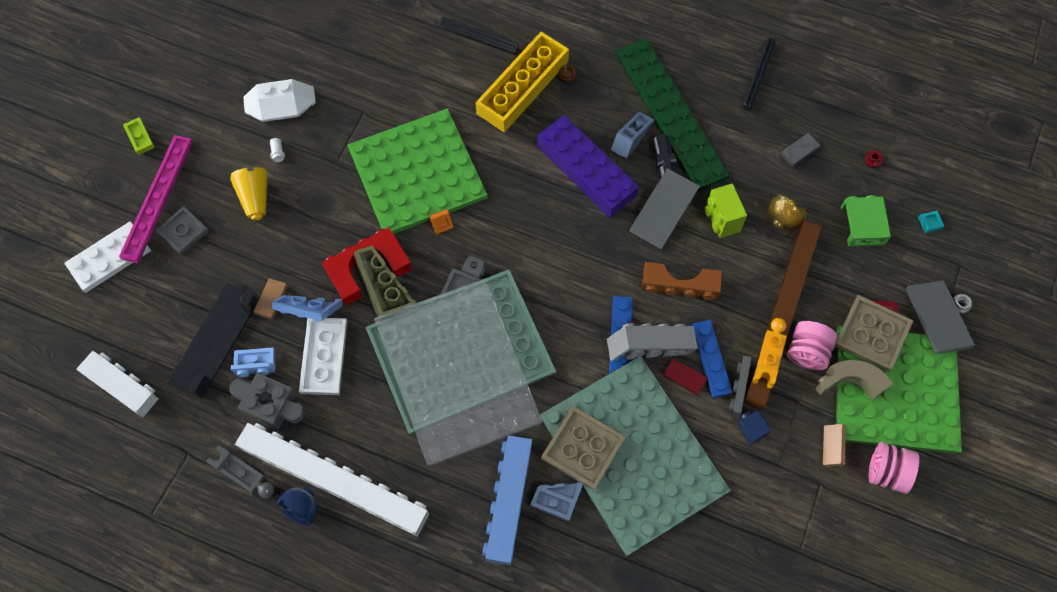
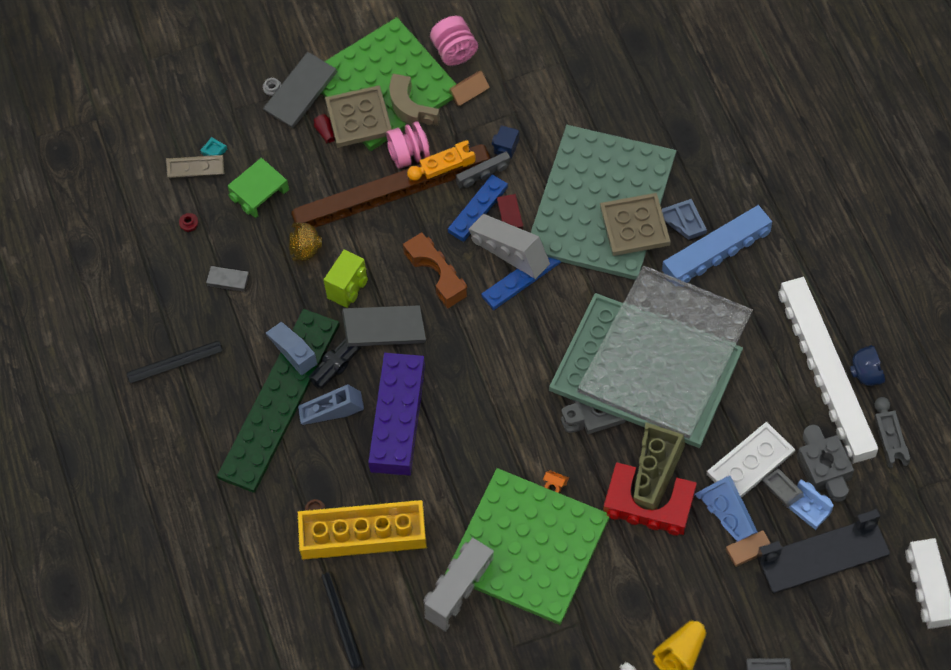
camera: 130 degrees left, 5 degrees down
(282, 355) = (782, 487): none -> flat silver tile
(427, 98) = (457, 583): none -> light grey wedge
(699, 136) = (292, 347): none -> sand blue slope
(923, 196) = (195, 166): none -> dark tan tile

